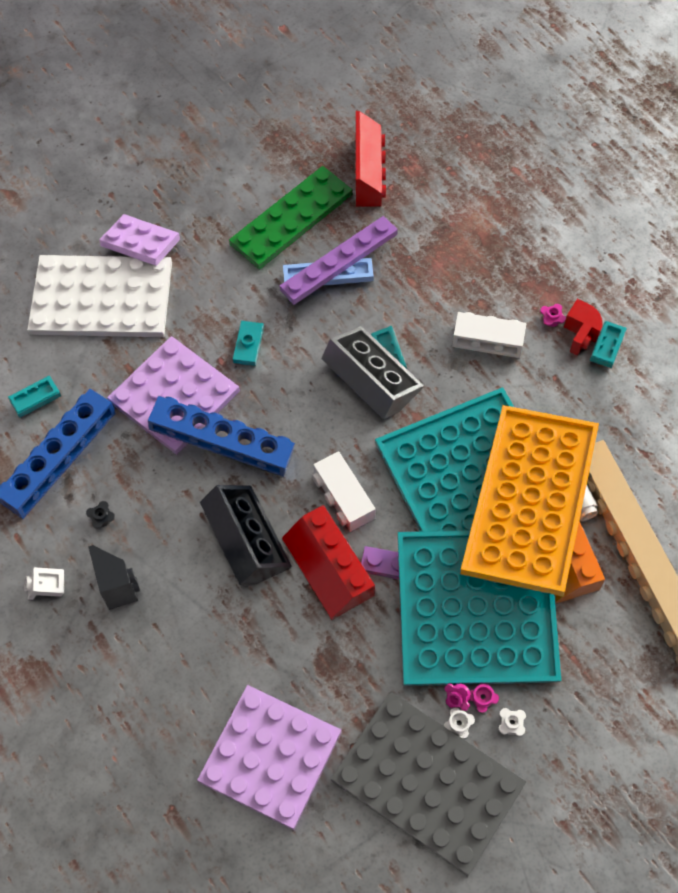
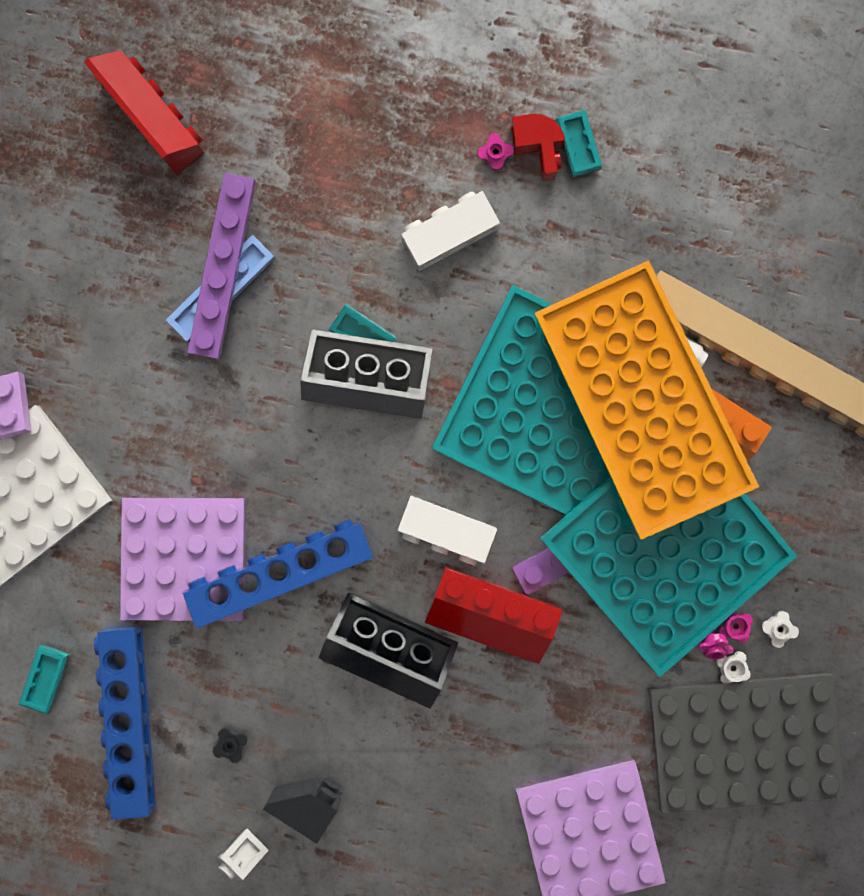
camera: 45 degrees left, 25 degrees up
(248, 343) = (208, 439): teal plate -> none
(290, 217) = (119, 246): green plate -> none

